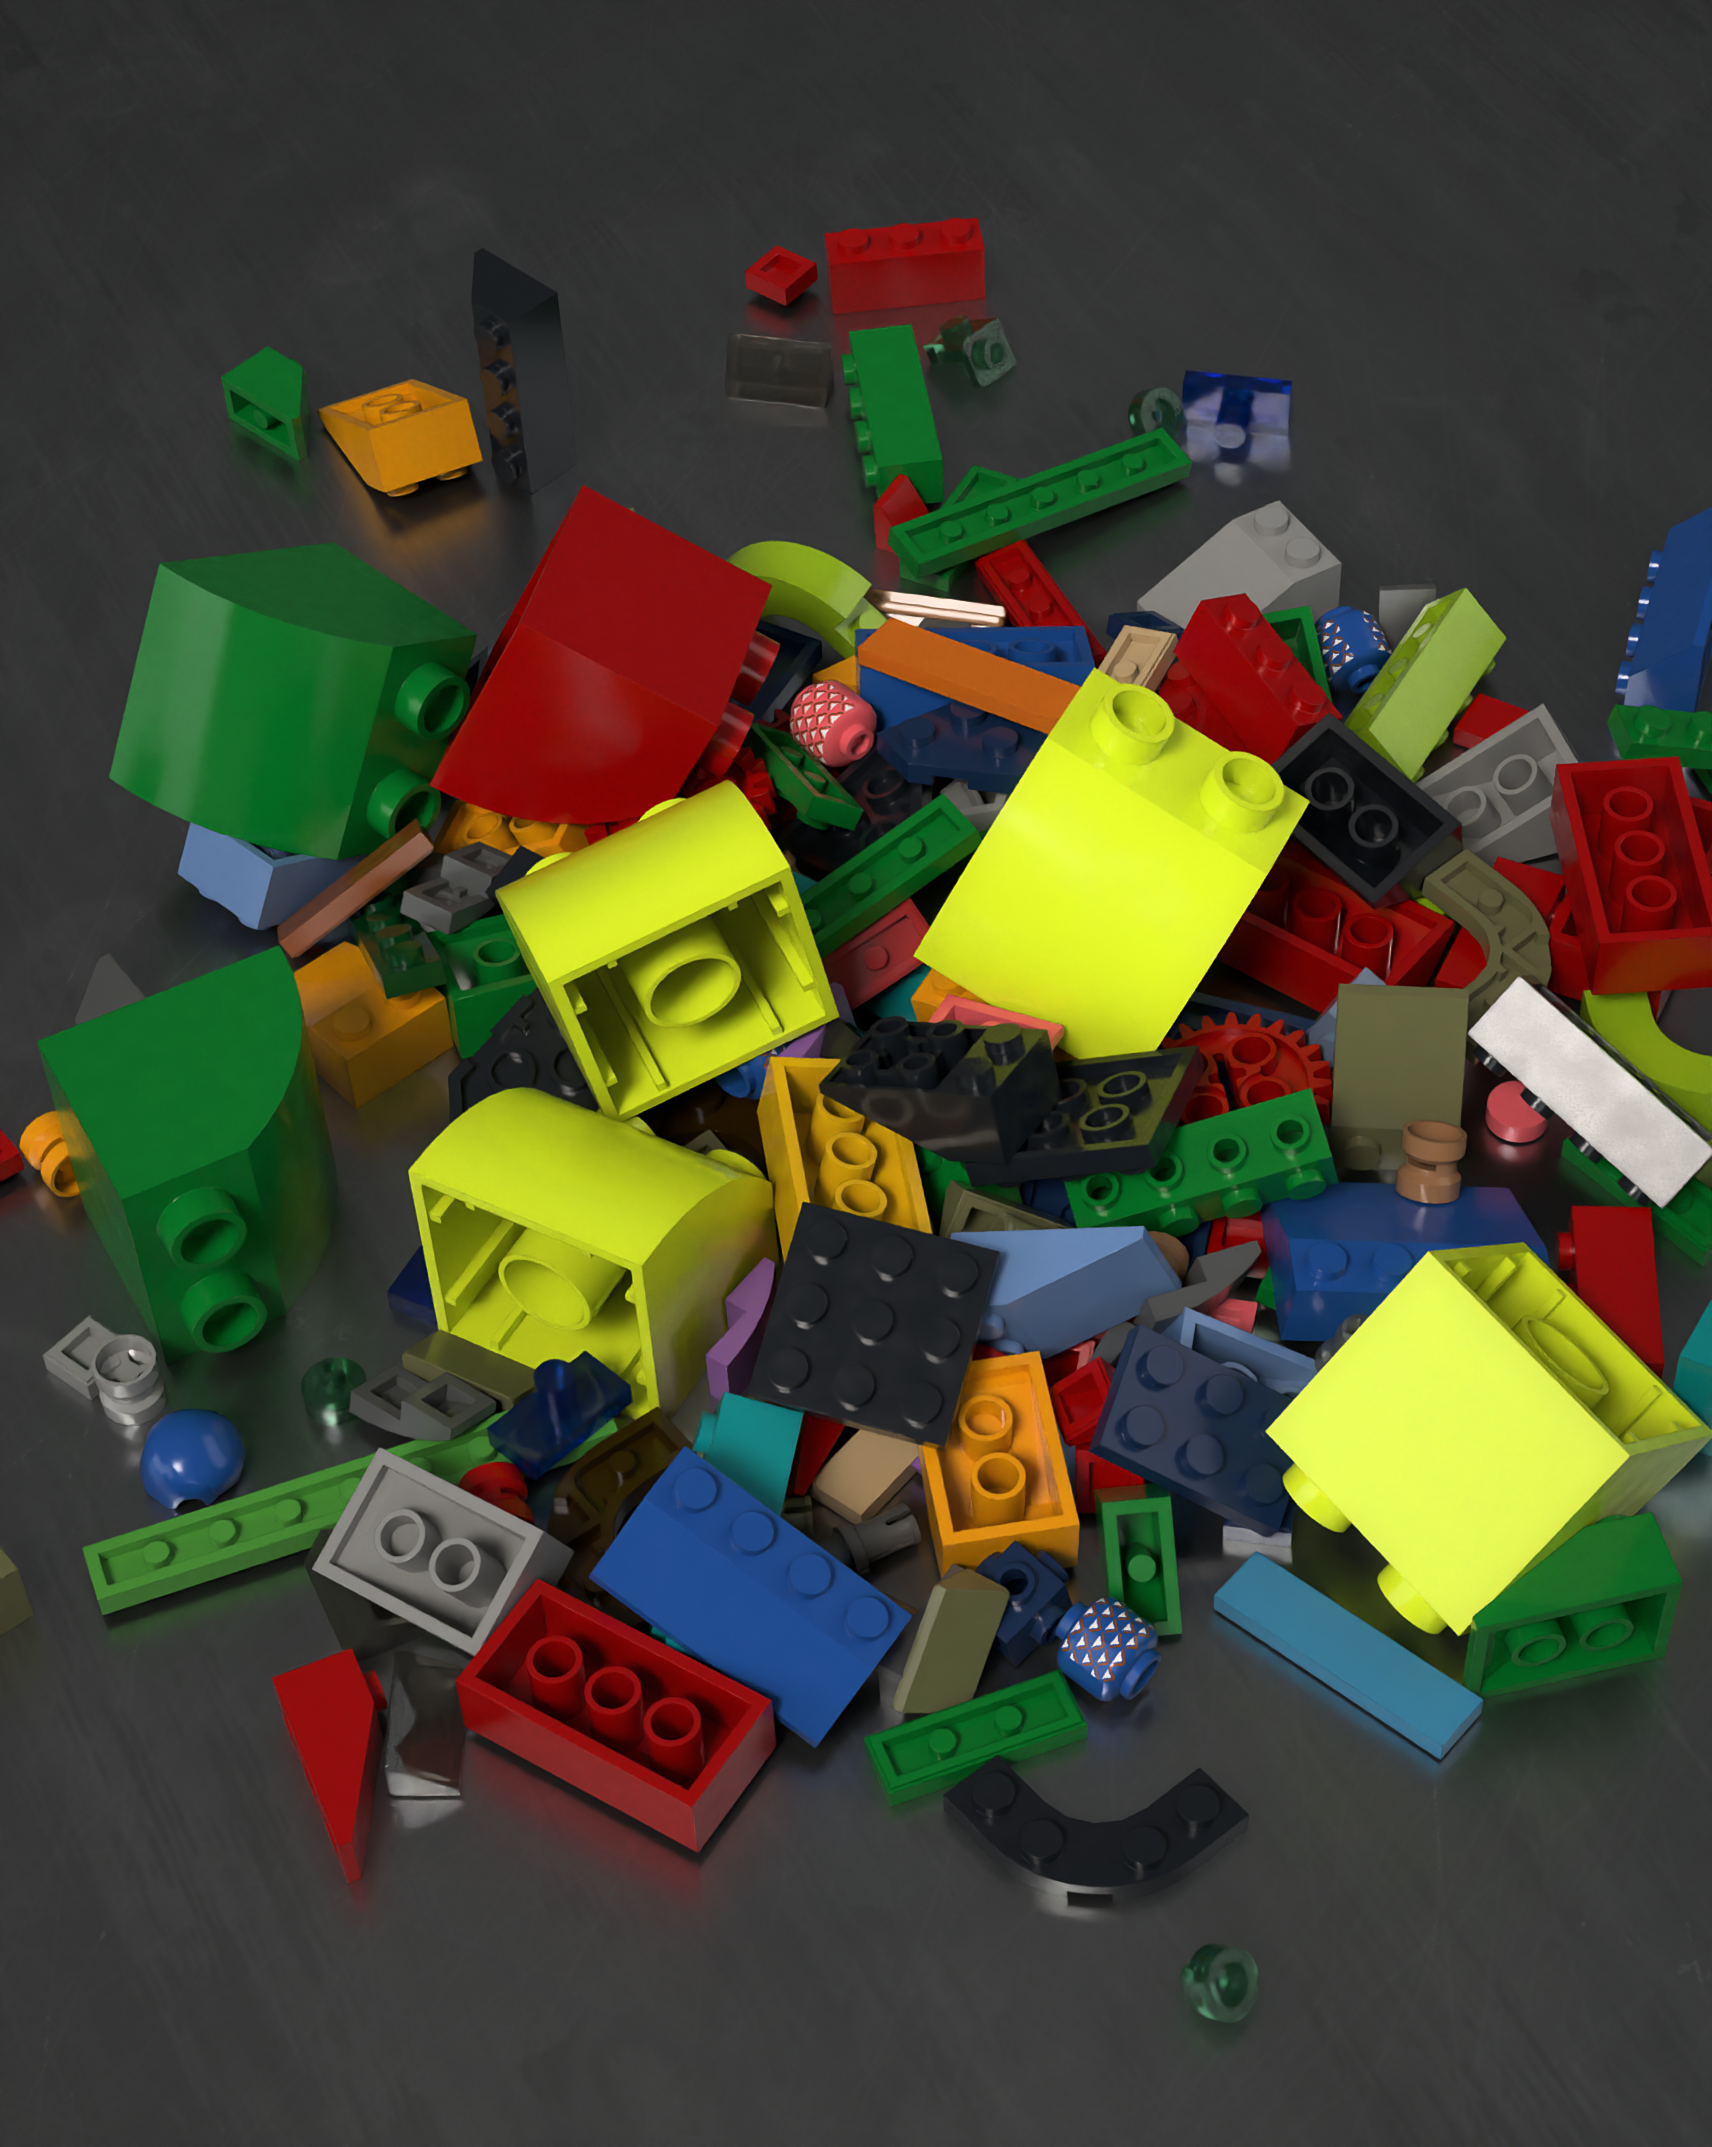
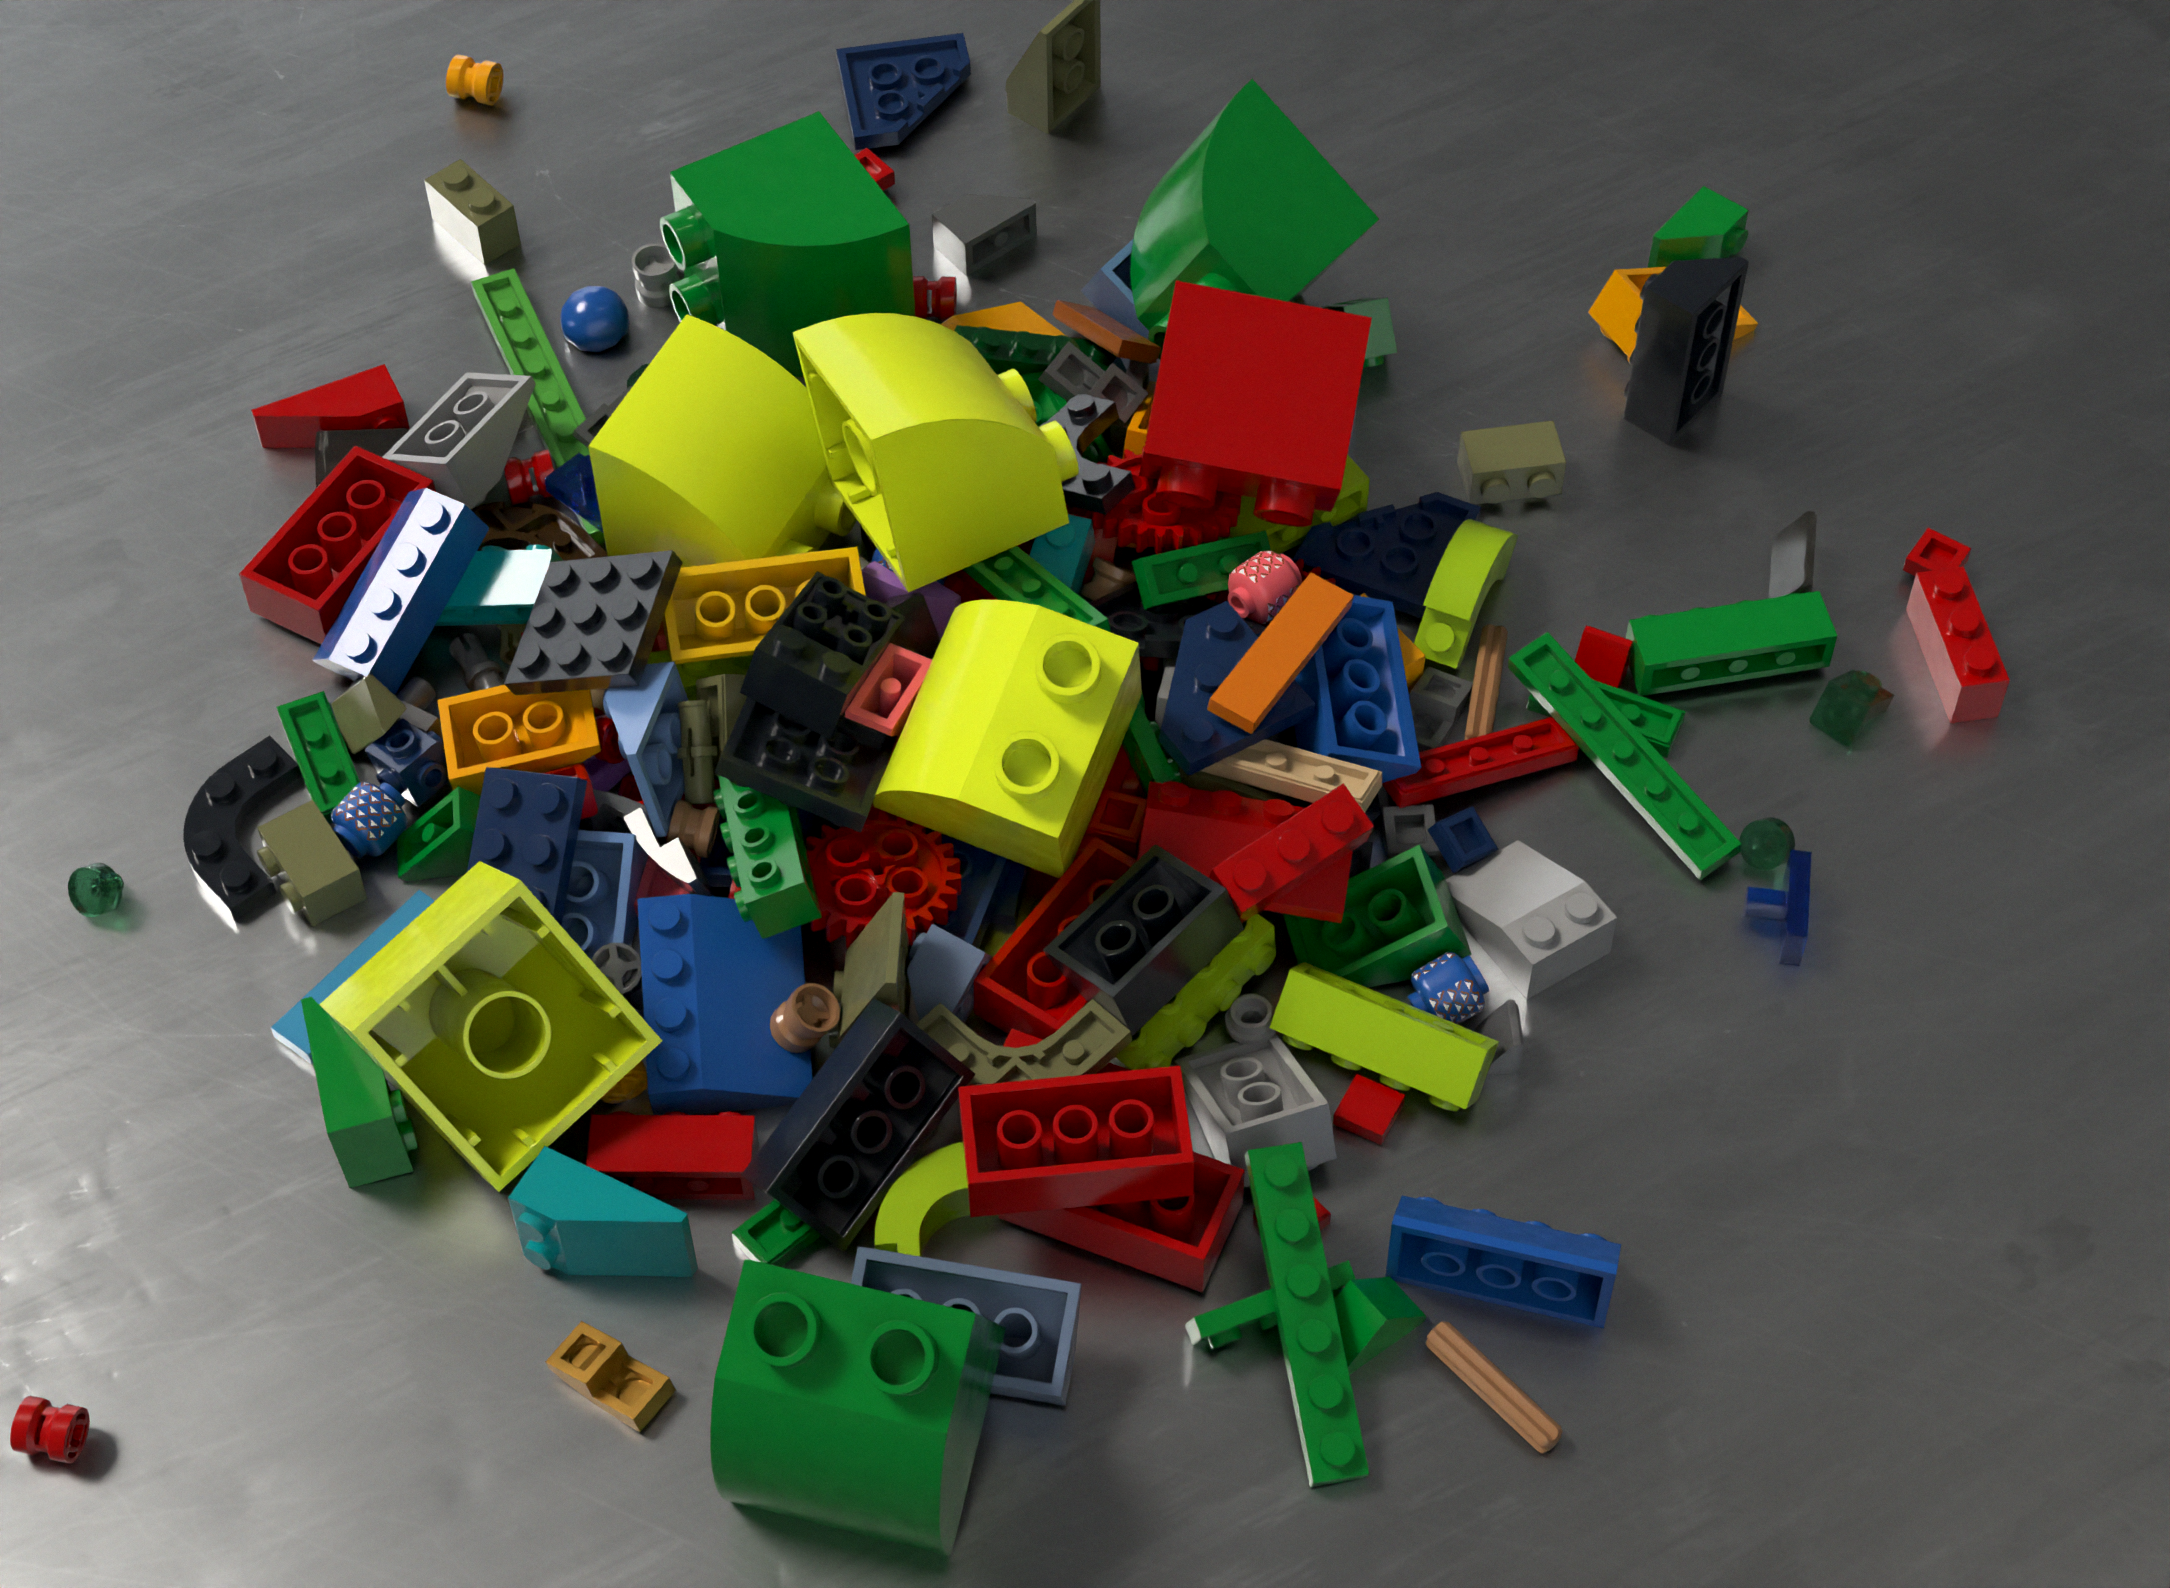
camera: 85 degrees right, 5 degrees up
(1175, 1717) = (311, 863): none -> olive brick

